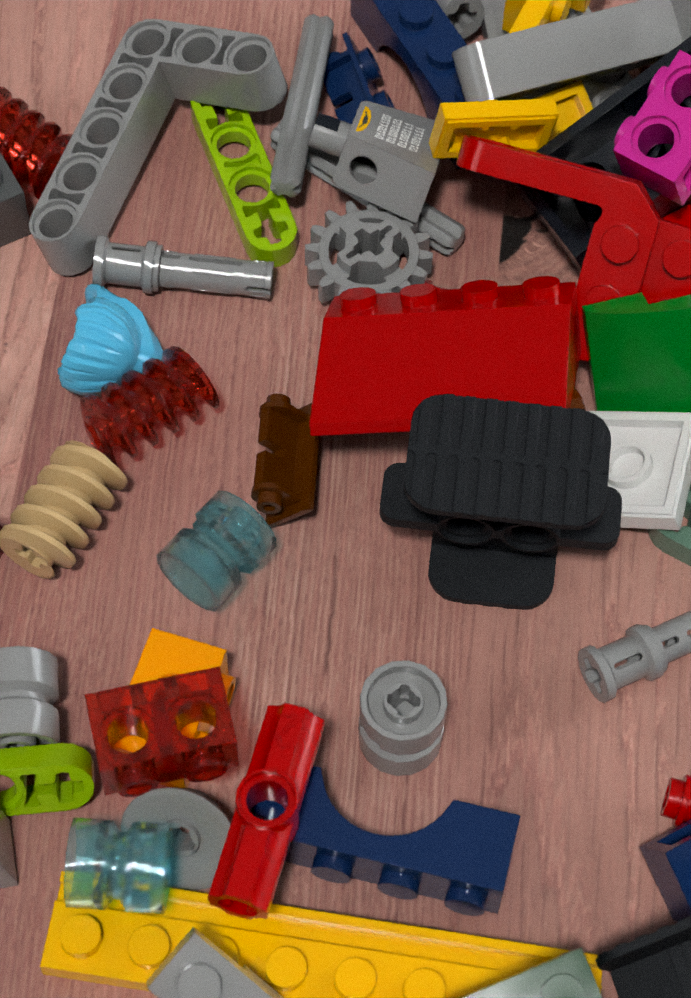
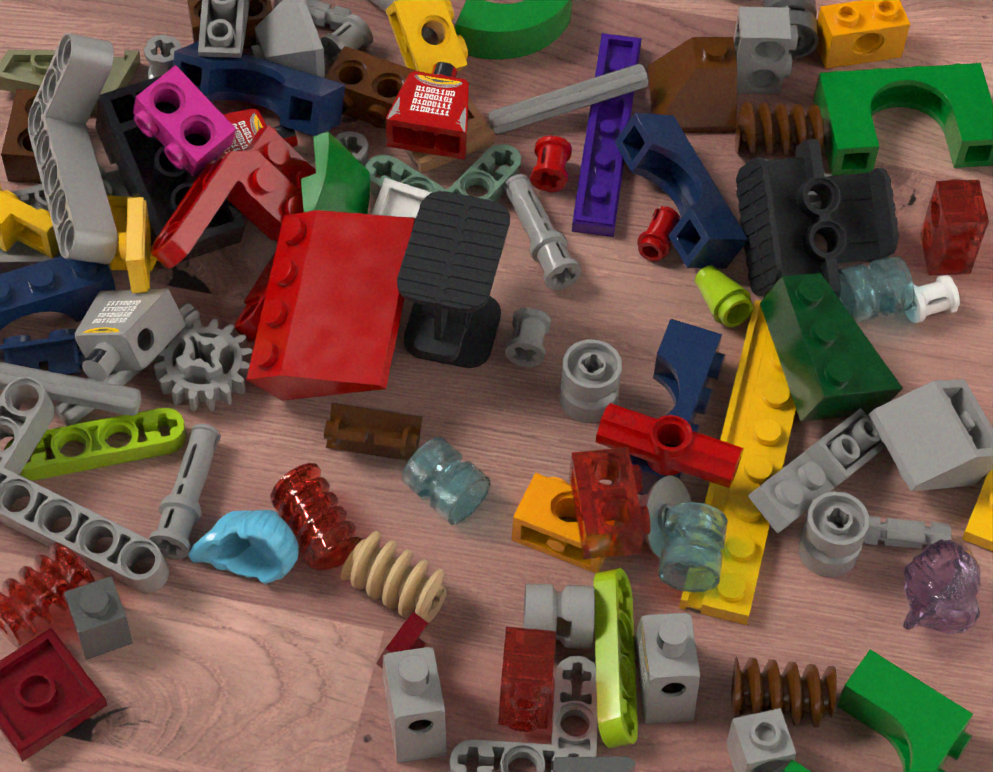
camera: 85 degrees left, 5 degrees down
(477, 637) = (528, 337): none -> light grey bush
(599, 908) = (725, 298): none -> lime cone

